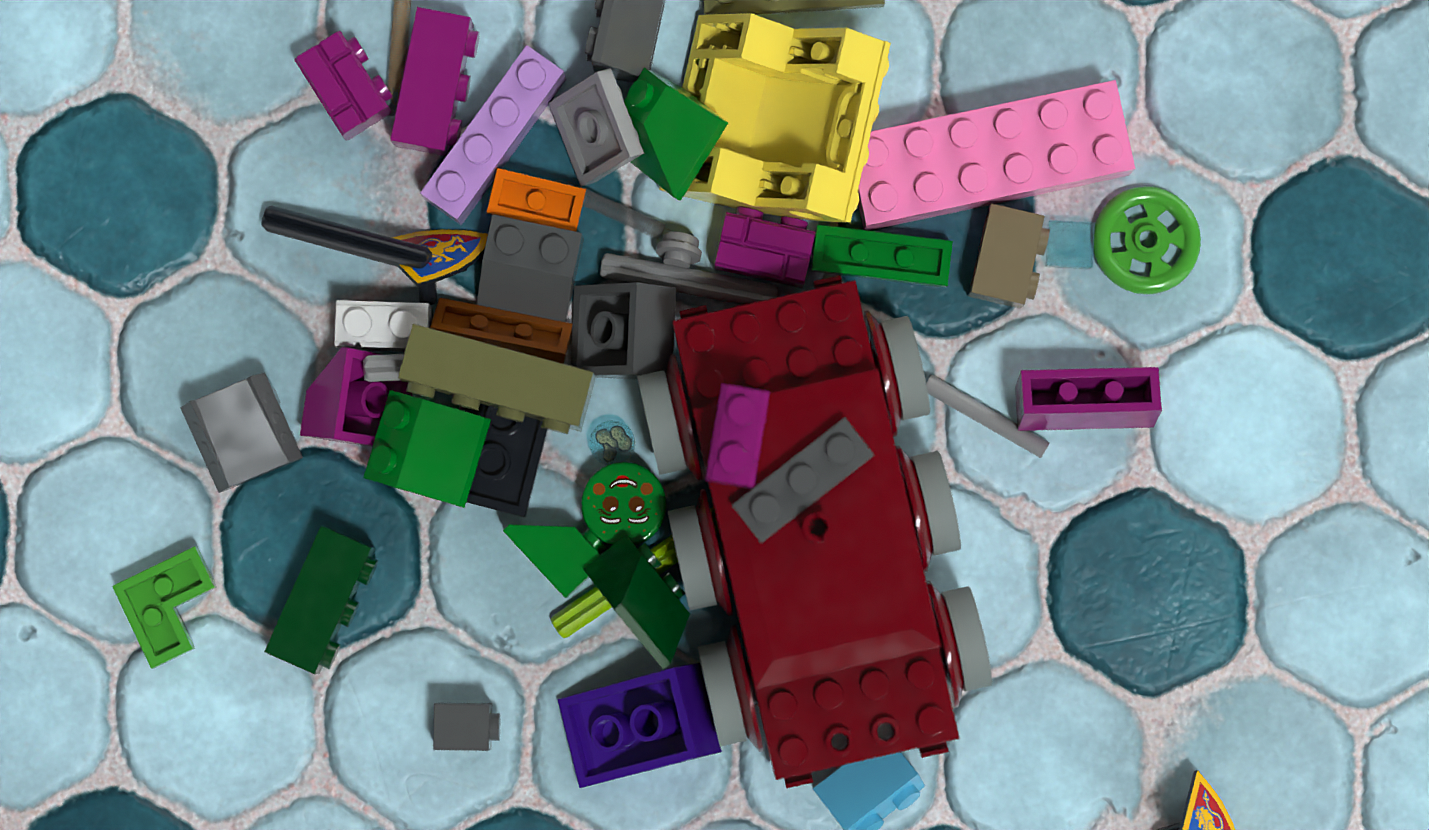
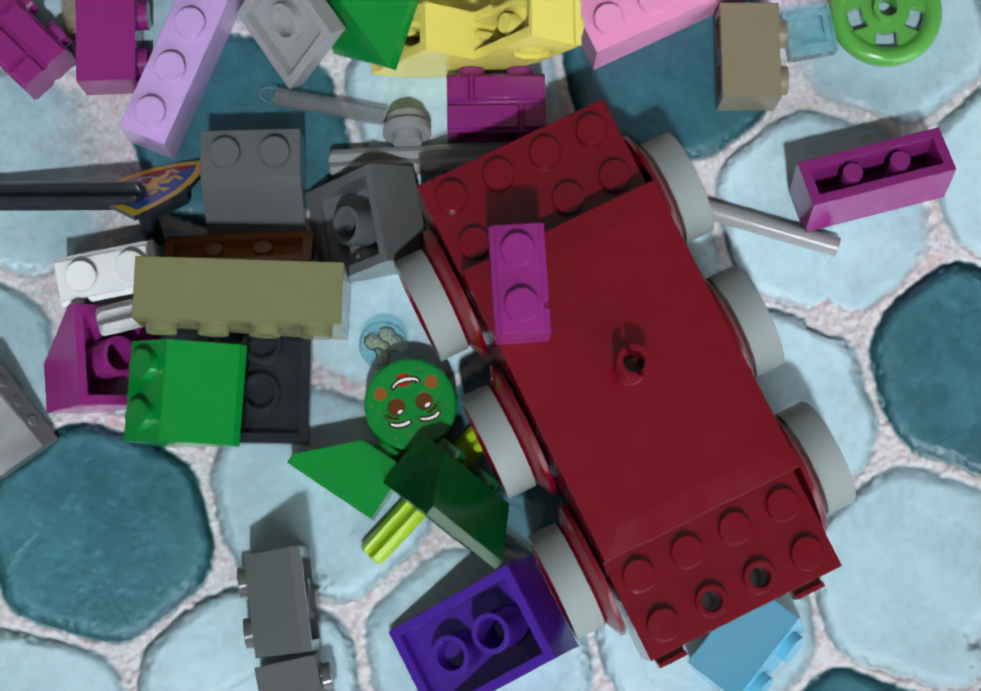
camera: 15 degrees left, 5 degrees down
(322, 601) = (108, 586): dark green brick -> none
(468, 652) = (279, 602): none -> dark grey slope
(536, 200) = (244, 107): orange plate -> none
(802, 480) = (602, 318): dark grey plate -> none
(882, 256) = (621, 84): green plate -> none

